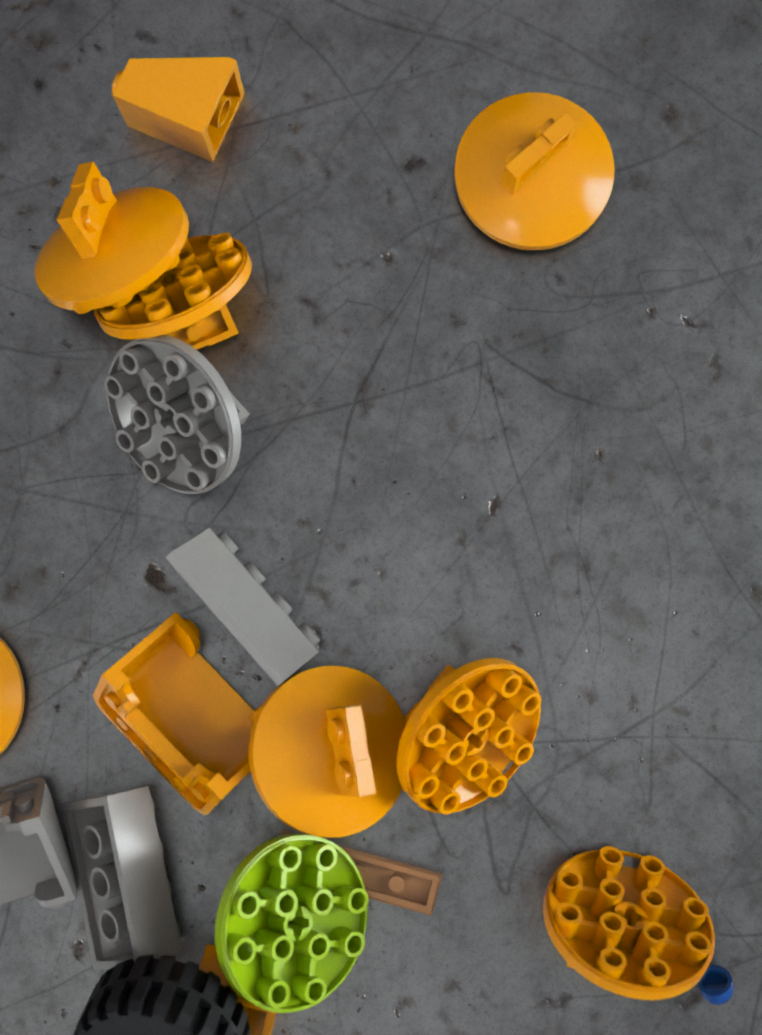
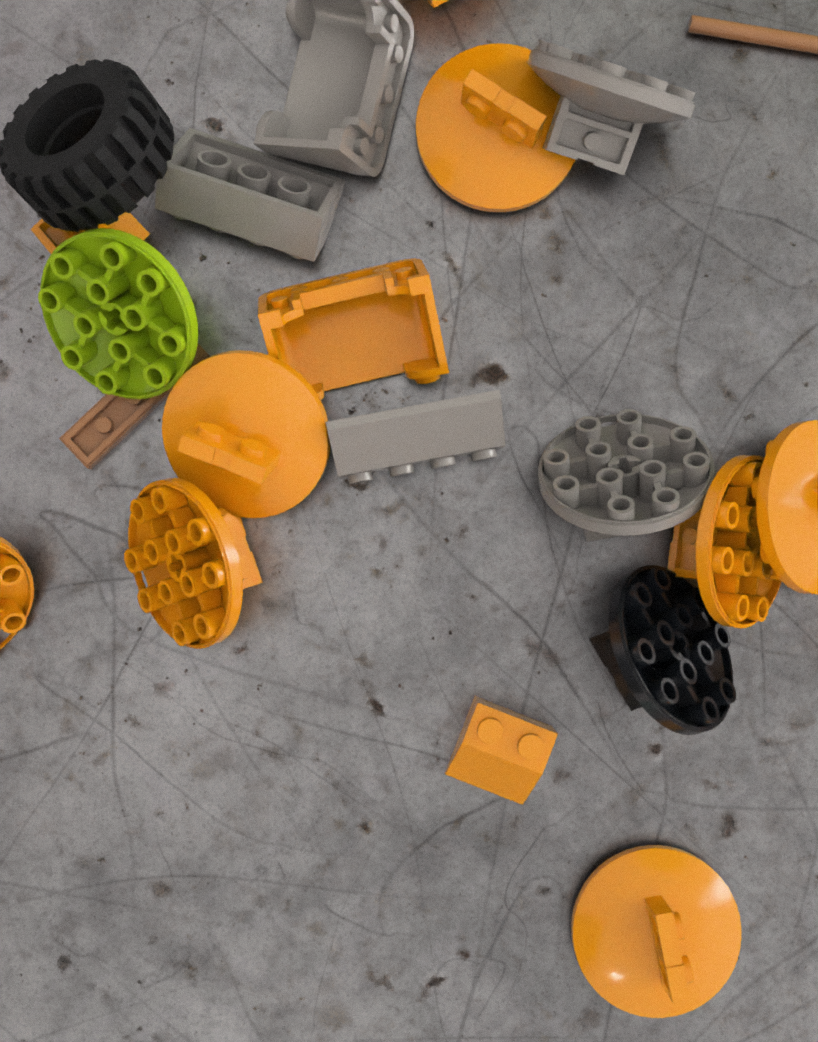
camera: 115 degrees right, 5 degrees up
(302, 295) = (667, 651): none -> black bracket
(465, 380) = (501, 750): none -> light orange slope

